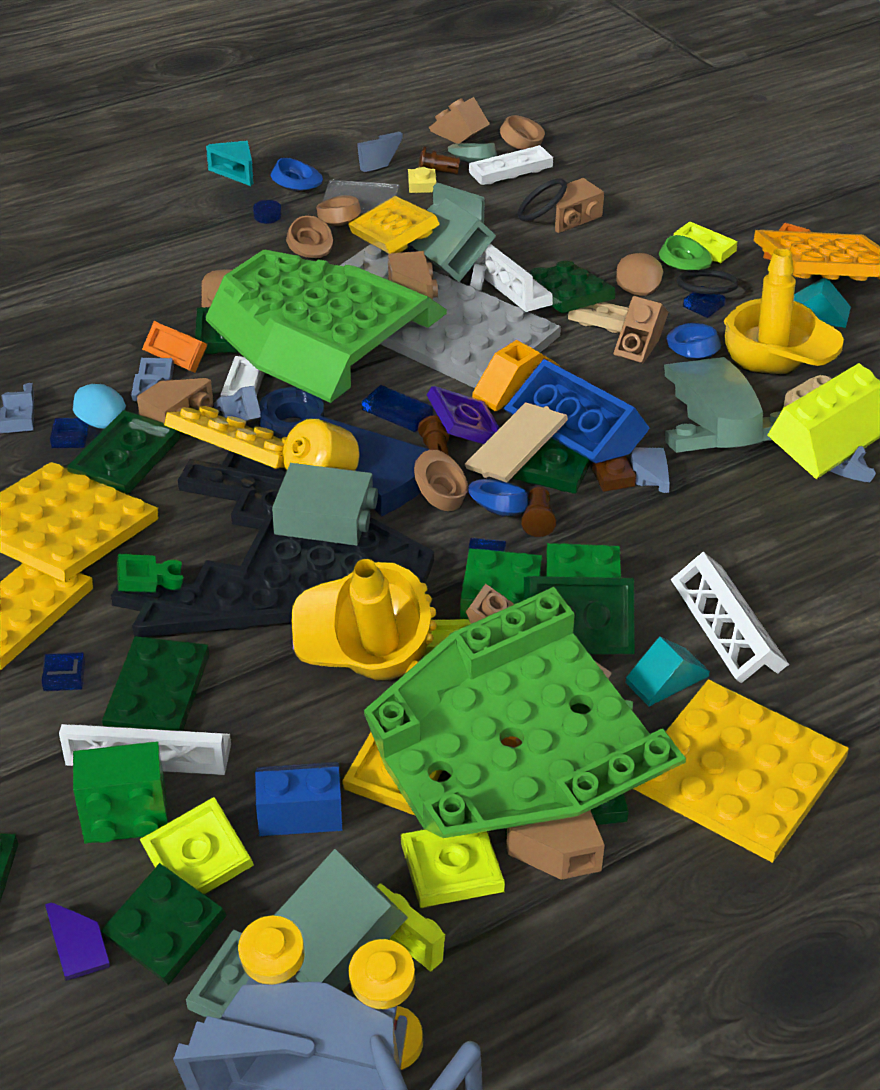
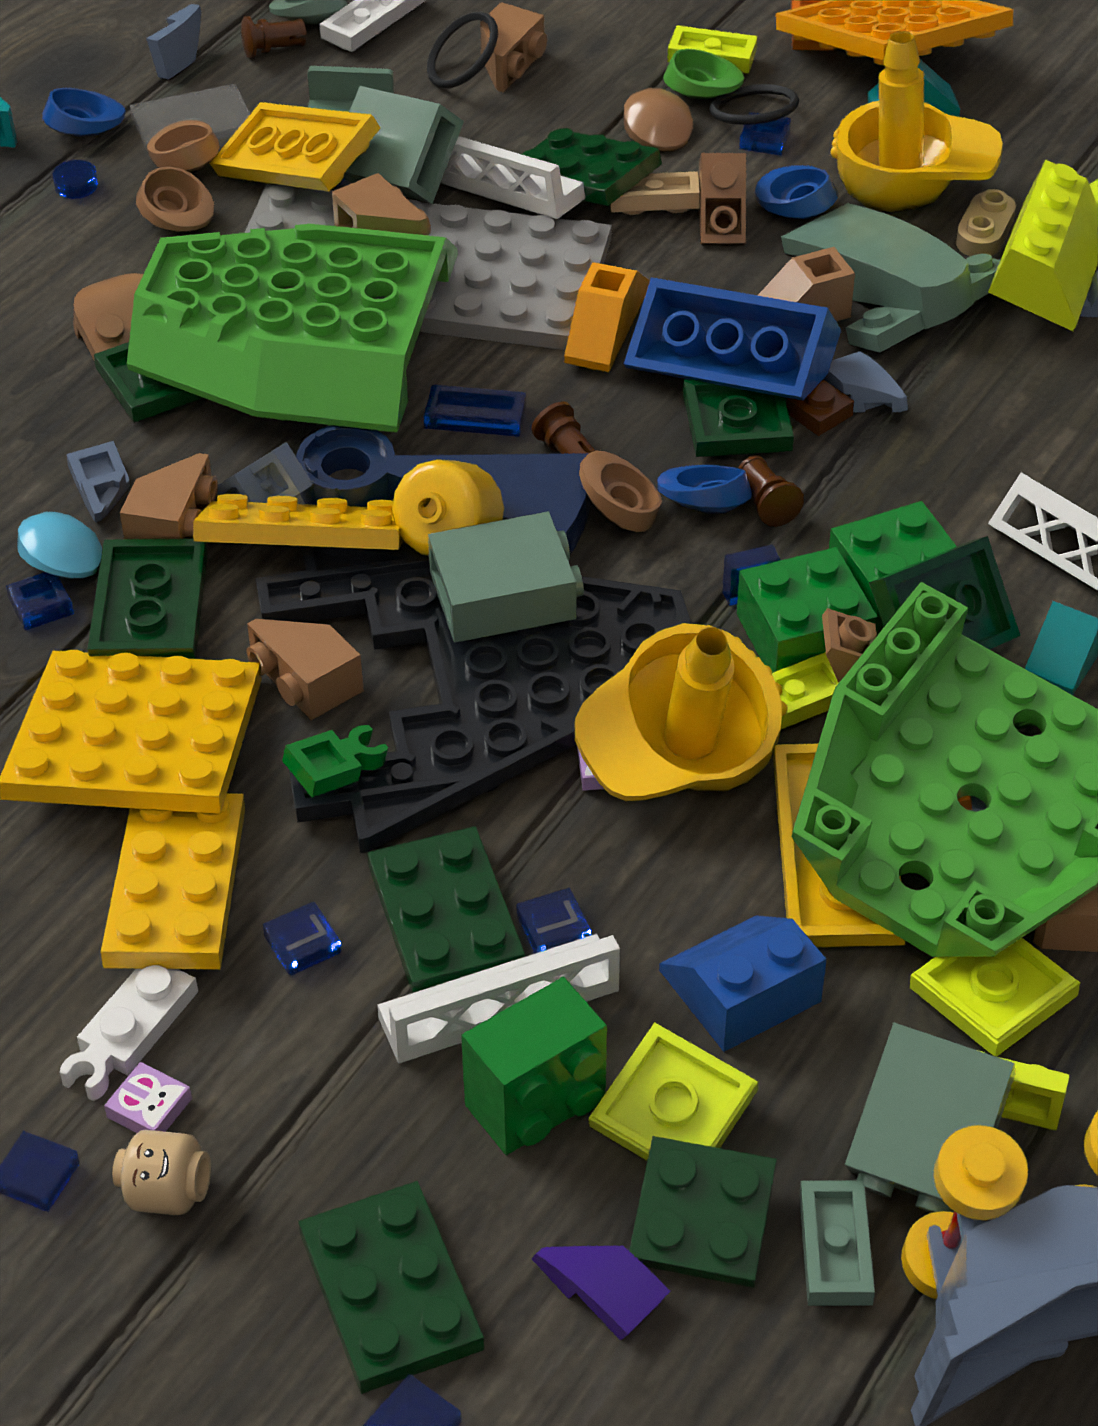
camera: 25 degrees left, 5 degrees up
(173, 344) = (102, 420): orange tile -> none
(183, 518) = (307, 663): none -> medium nougat slope
(213, 716) = (552, 920): none -> clear blue tile
(241, 375) = (230, 439): white tile -> none
(421, 180) = (264, 68): light yellow plate -> none
(463, 415) = (588, 392): dark purple tile -> none
(478, 276) = (454, 188): light grey tile -> none
(516, 442) = (681, 405): tan piece -> none
(654, 398) = (817, 280): none -> medium nougat slope

